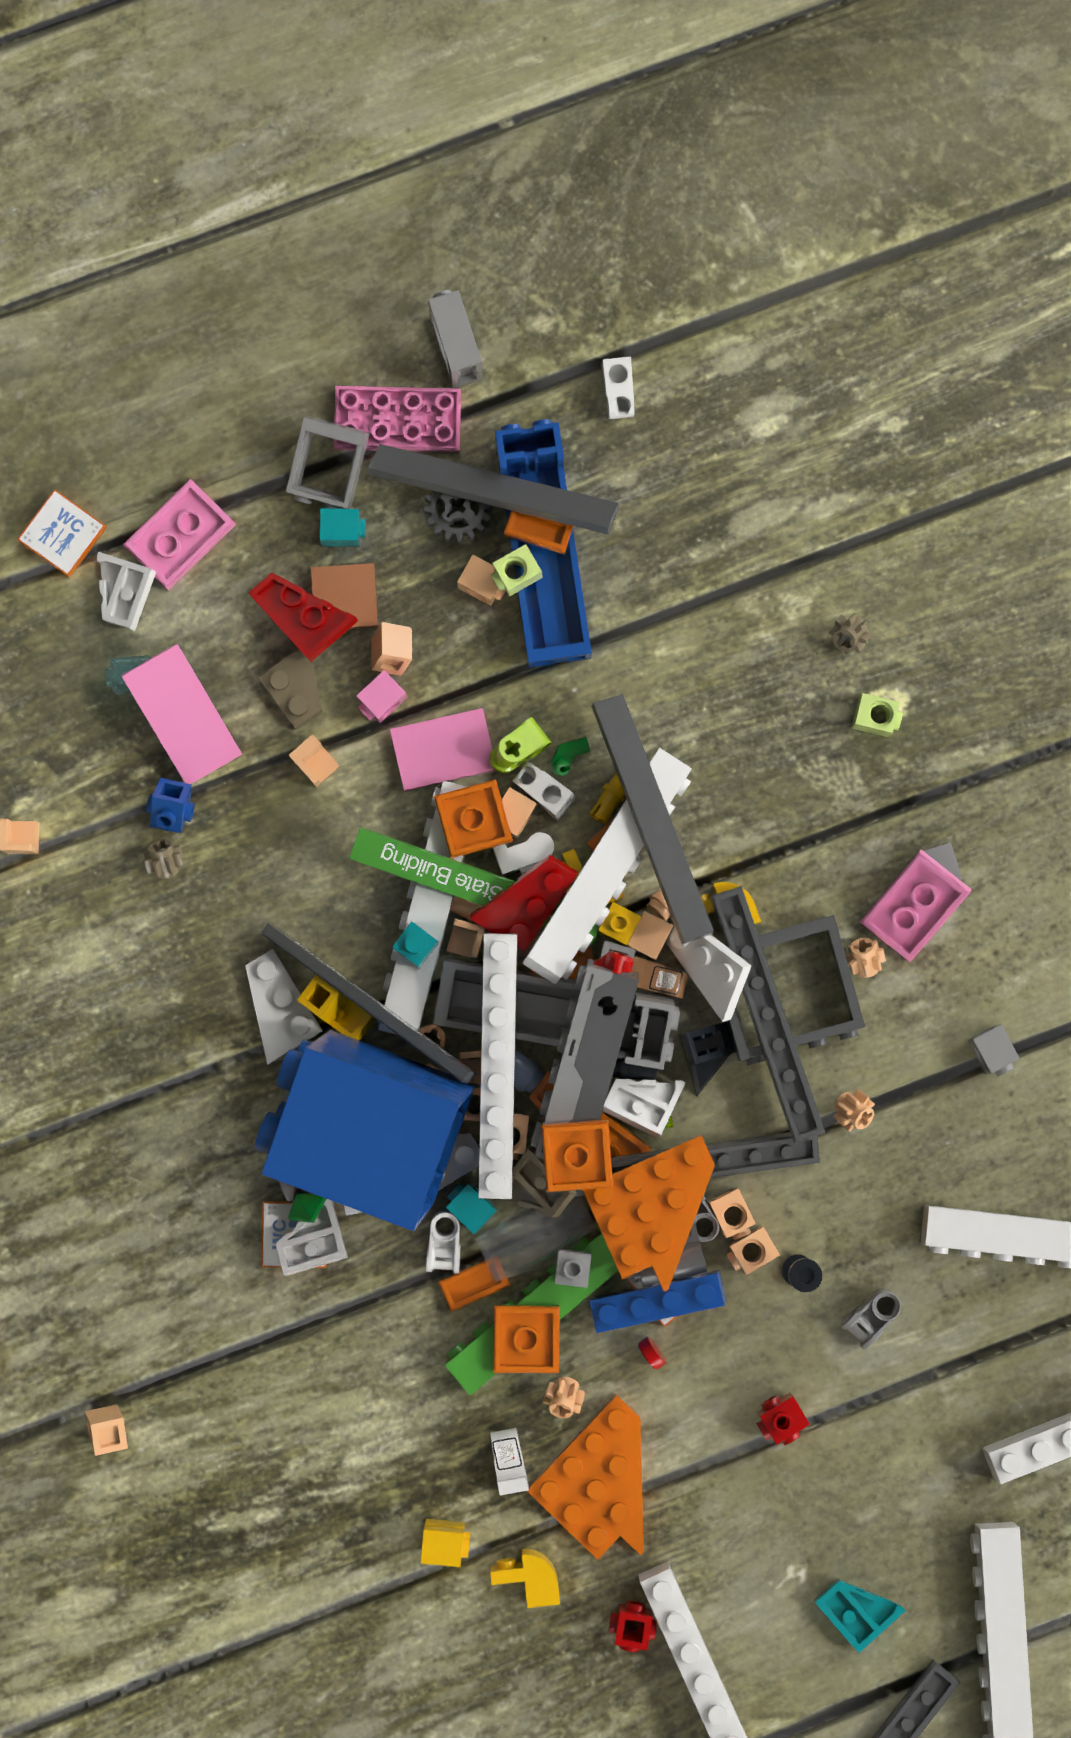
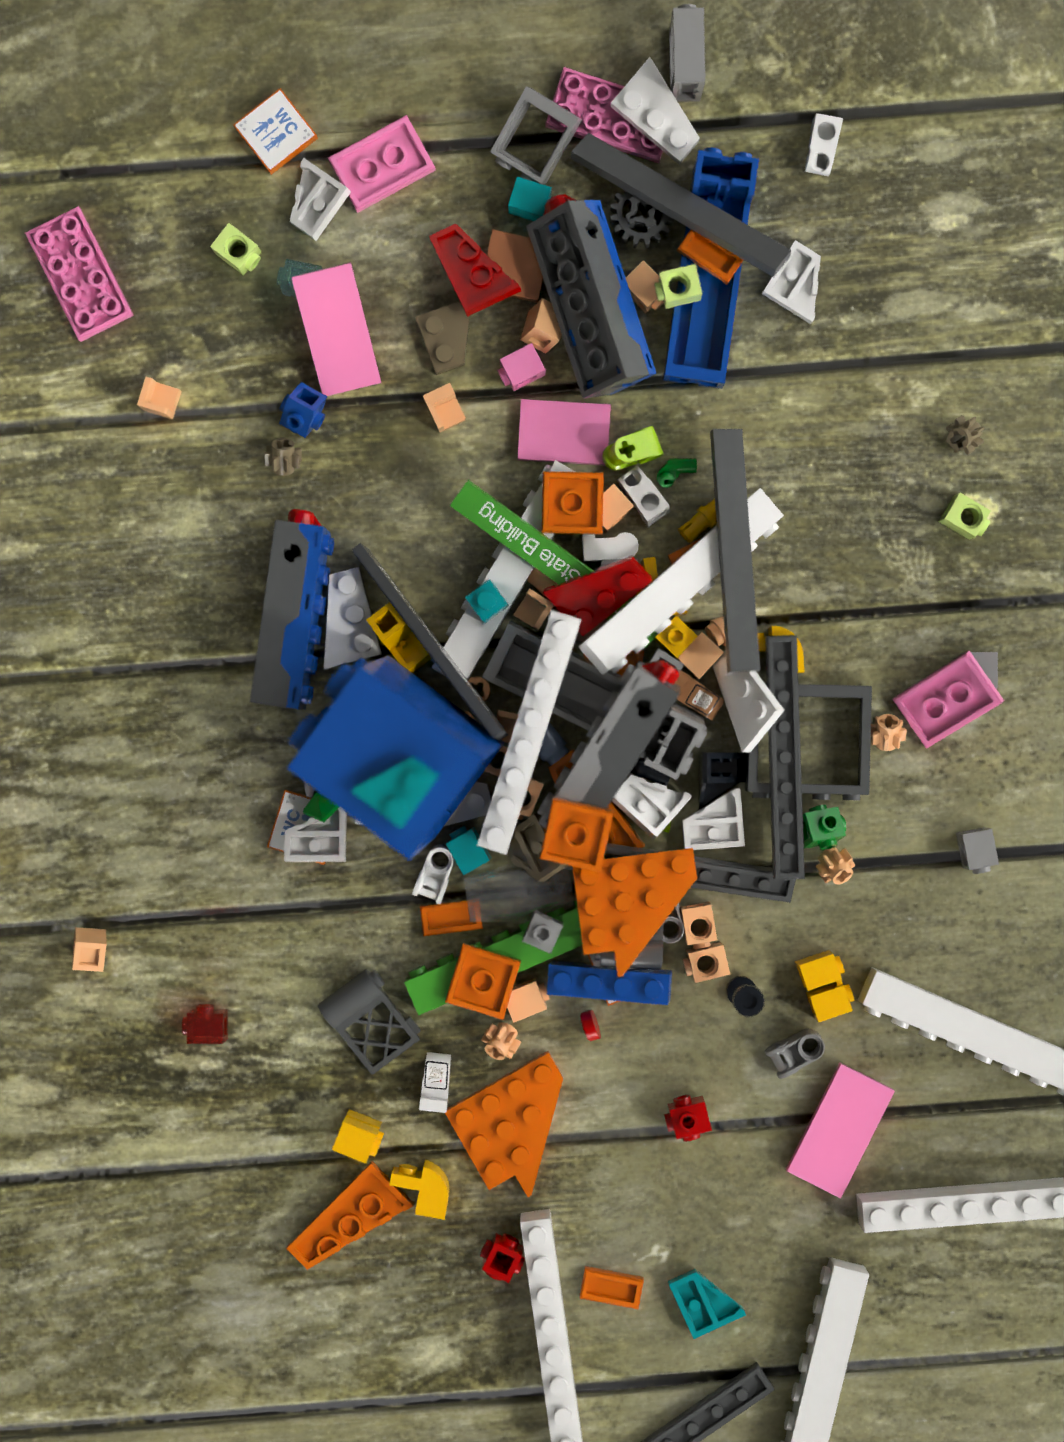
camera: 20 degrees right, 5 degrees up
(46, 654) = (230, 238): none -> yellowish green brick
(218, 1015) = (292, 612): none -> piece
(250, 1473) = (206, 1025): none -> clear red brick
(381, 1162) = (398, 790): none -> teal wing
(398, 1403) = (356, 1000): none -> dark grey piece
(430, 606) = (590, 296): none -> dark grey piece
(442, 405) = (656, 113): none -> white wing
(465, 1624) = (352, 1214): none -> orange wing
(578, 1345) = (527, 999): none -> light nougat brick
(634, 531) = (797, 283): none -> white wing
(719, 1104) = (716, 824): none -> white wing
(757, 1625) = (611, 1287): none -> orange tile
(828, 1074) = (823, 827): none -> green brick
(892, 1250) = (830, 999): none -> yellow piece
(943, 1385) = (840, 1130): none -> bright pink tile

